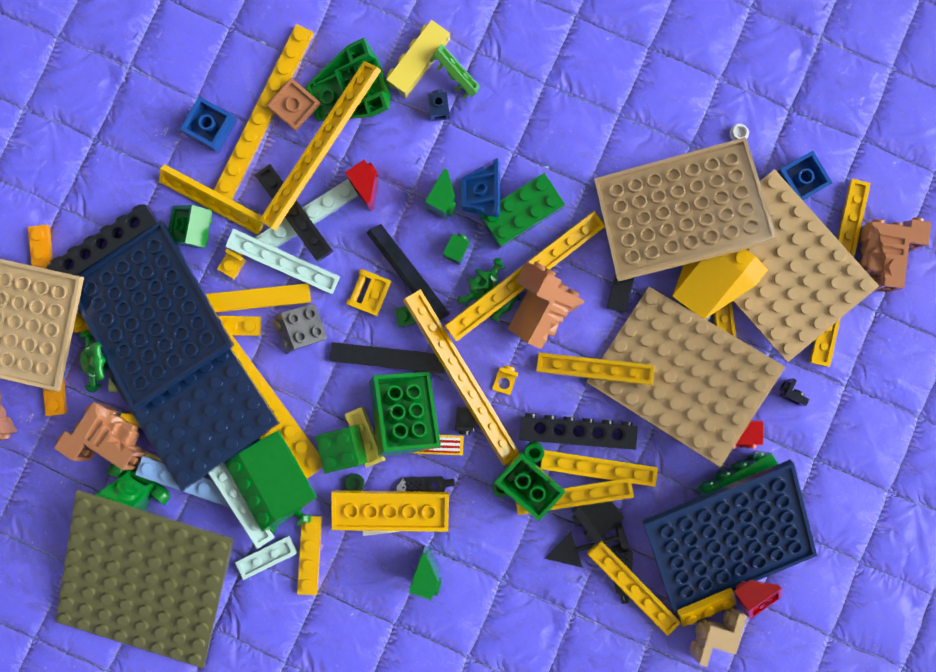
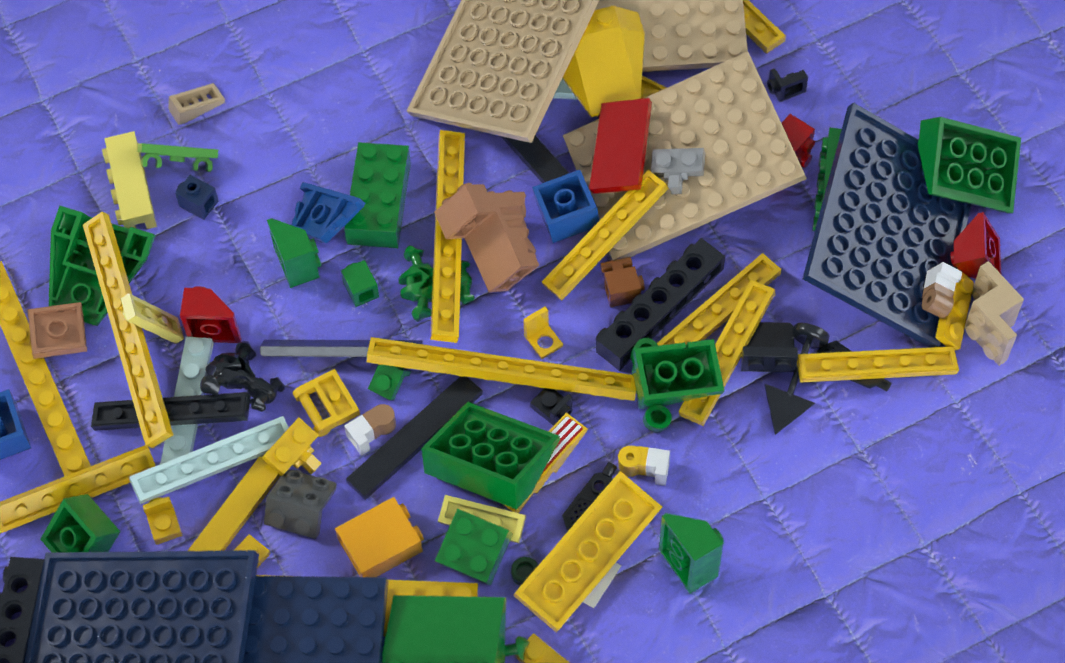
camera: 45 degrees left, 25 degrees down
(309, 391) = (380, 538): none -> light orange brick
(324, 300) = (293, 449): none -> yellow hinge
(334, 154) = (151, 318): none -> light yellow plate
(343, 227) = (234, 372): none -> black piece
(370, 328) = (370, 426): none -> leg
(466, 495) = (644, 461): none -> leg
(492, 36) = (183, 112): none -> tan slope
(573, 401) = (621, 281): none -> dark orange brick
(598, 329) = (566, 206): none -> blue brick
(660, 334) = (620, 146): none -> red tile
(671, 380) = (678, 165): none -> light grey hinge
(708, 594) = (939, 289): none -> leg
(814, 552) = (969, 163): none -> green slope

